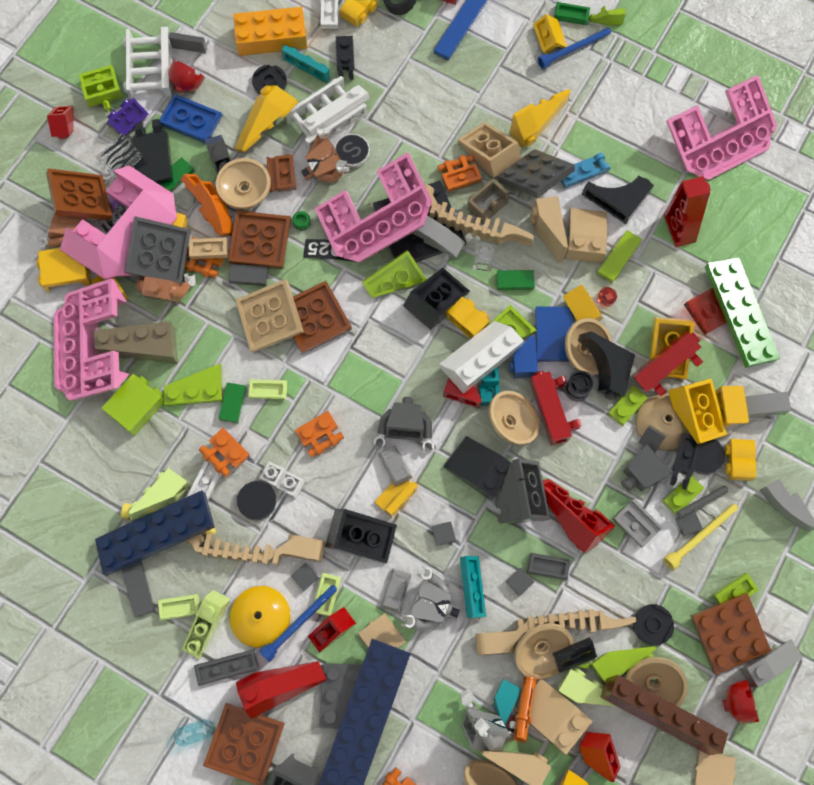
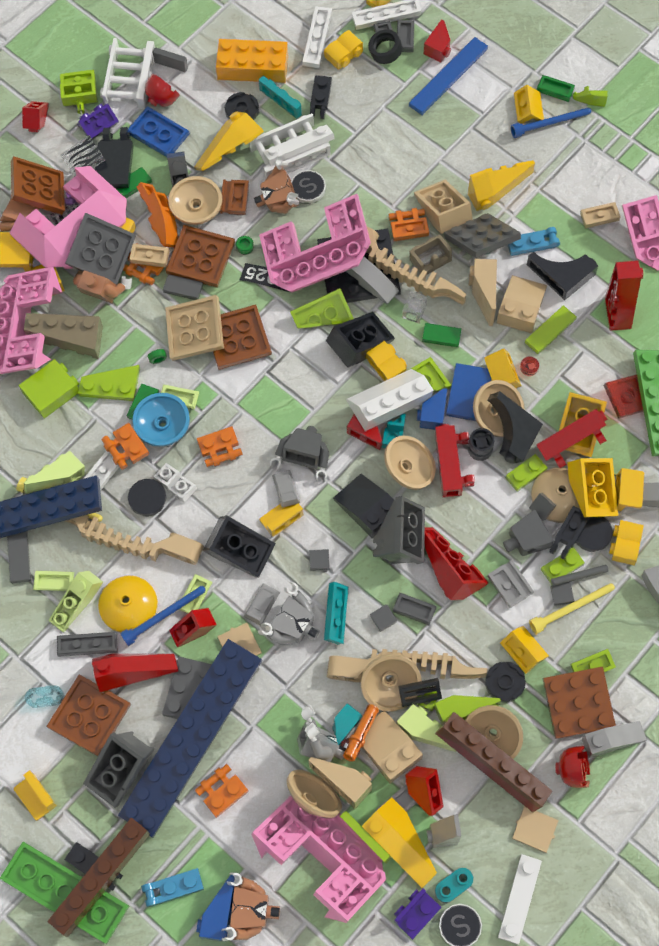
camera: 15 degrees right, 5 degrees down
(237, 351) = (157, 356): none -> green tile
(247, 408) = (161, 409): none -> dark azure dish
(304, 577) = (177, 575): dark grey tile -> none
(642, 133) = (600, 215): none -> tan plate
(665, 588) = (524, 649): none -> yellow panel

